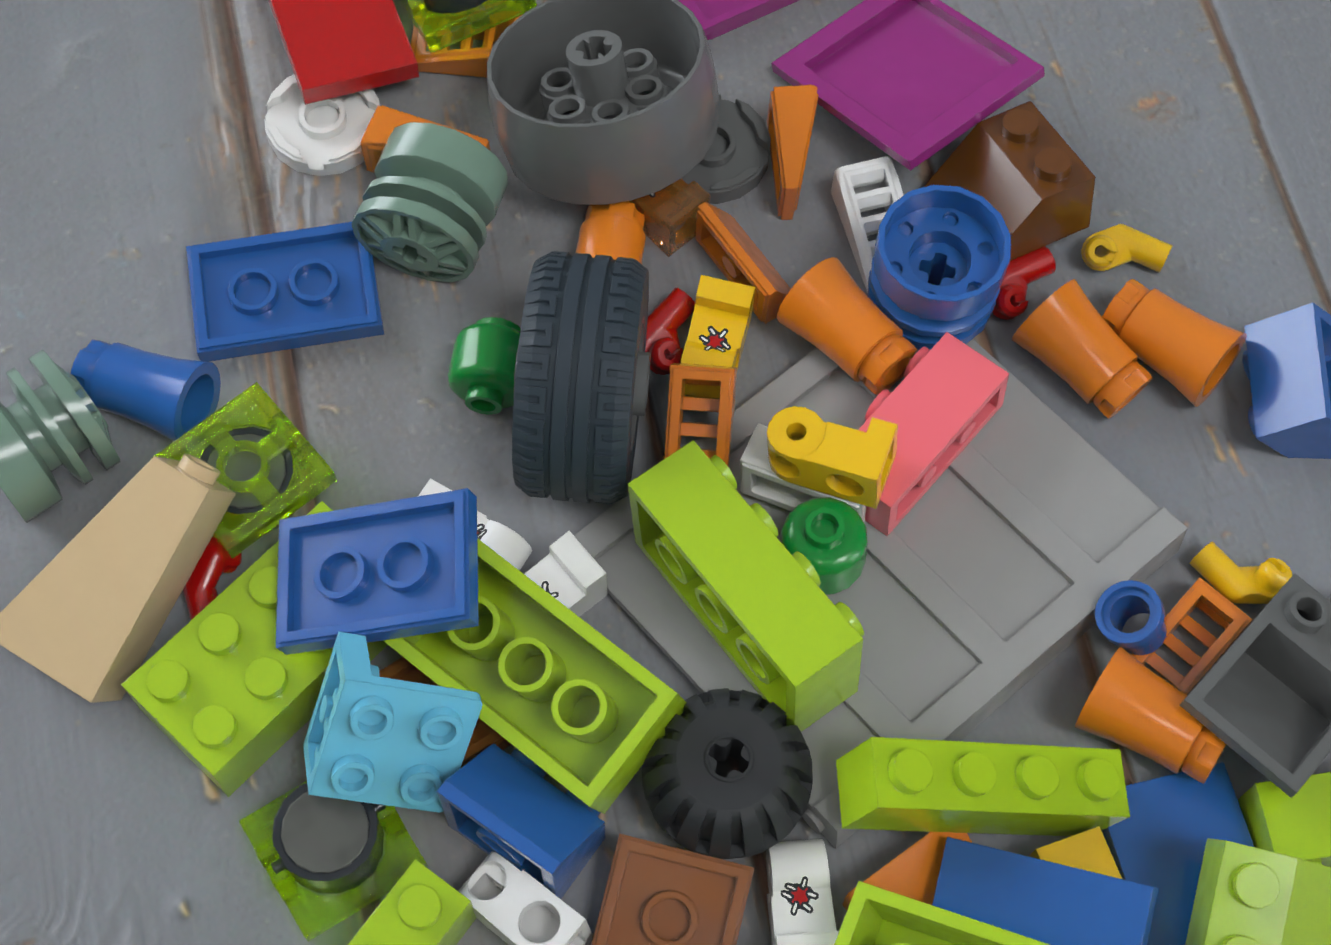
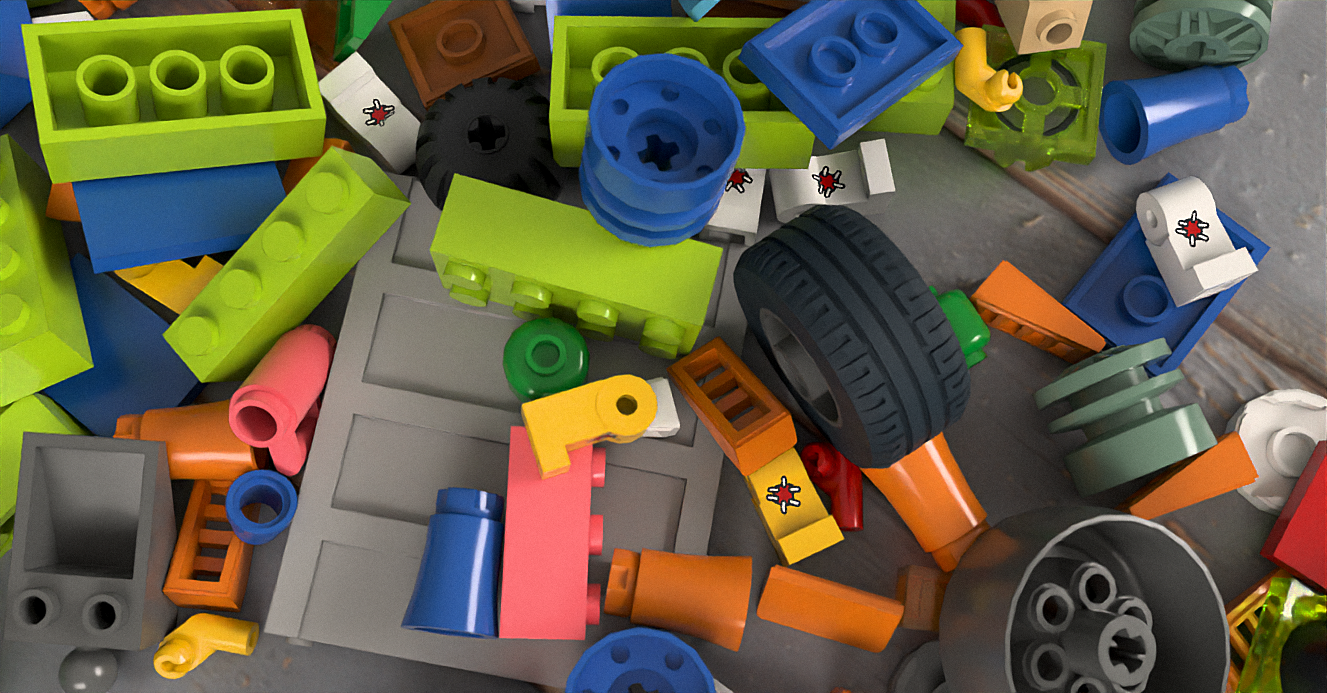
camera: 145 degrees right, 10 degrees up
(250, 277) = (1190, 241): none -> white leg
(286, 497) = (977, 80): none -> yellow arm
(419, 348) = (1029, 313): none -> orange slope
(610, 522) = (659, 148): none -> blue wheel
(1005, 449) = (459, 567): none -> blue plant
(1052, 687) = (281, 396): none -> coral piece

